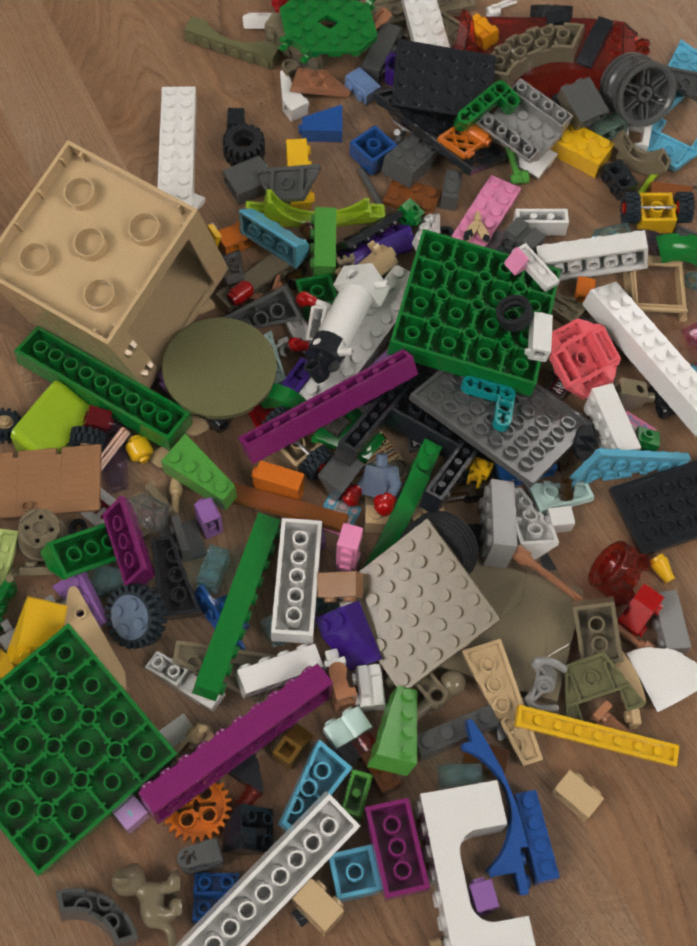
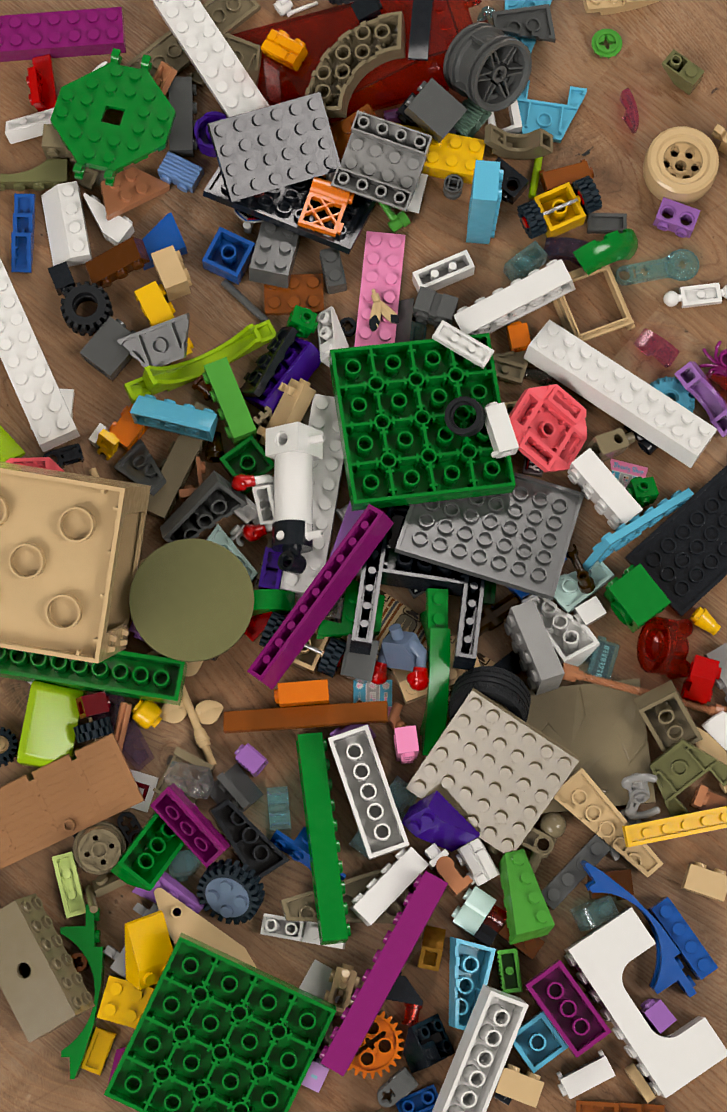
camera: 20 degrees left, 15 degrees up
(196, 471) = (216, 717): bright green wedge -> none
(222, 83) = (23, 233): none -> blue slope
(240, 293) = (169, 499): red brick -> none
(259, 88) = (66, 224): none -> white slope
(284, 121) = (117, 262): none -> reddish brown brick
(322, 143) = (172, 272): none -> tan brick
(340, 586) = (413, 784): medium nougat brick -> none
(387, 930) = (585, 1077): none -> white brick
(479, 471) = (492, 596): yellow plate -> none
(482, 107) = (331, 165): green beam -> none
(500, 399) = (485, 513): teal beam -> none
(516, 261) = (442, 348): bright pink slope -> none
(557, 561) = (603, 659): none -> clear light blue panel
(574, 169) = (450, 190): none -> dark grey wheel
(585, 442) = (584, 519): black piece -> none
(596, 170) = (484, 201): none -> medium azure brick
(606, 520) = (635, 597): none -> green brick

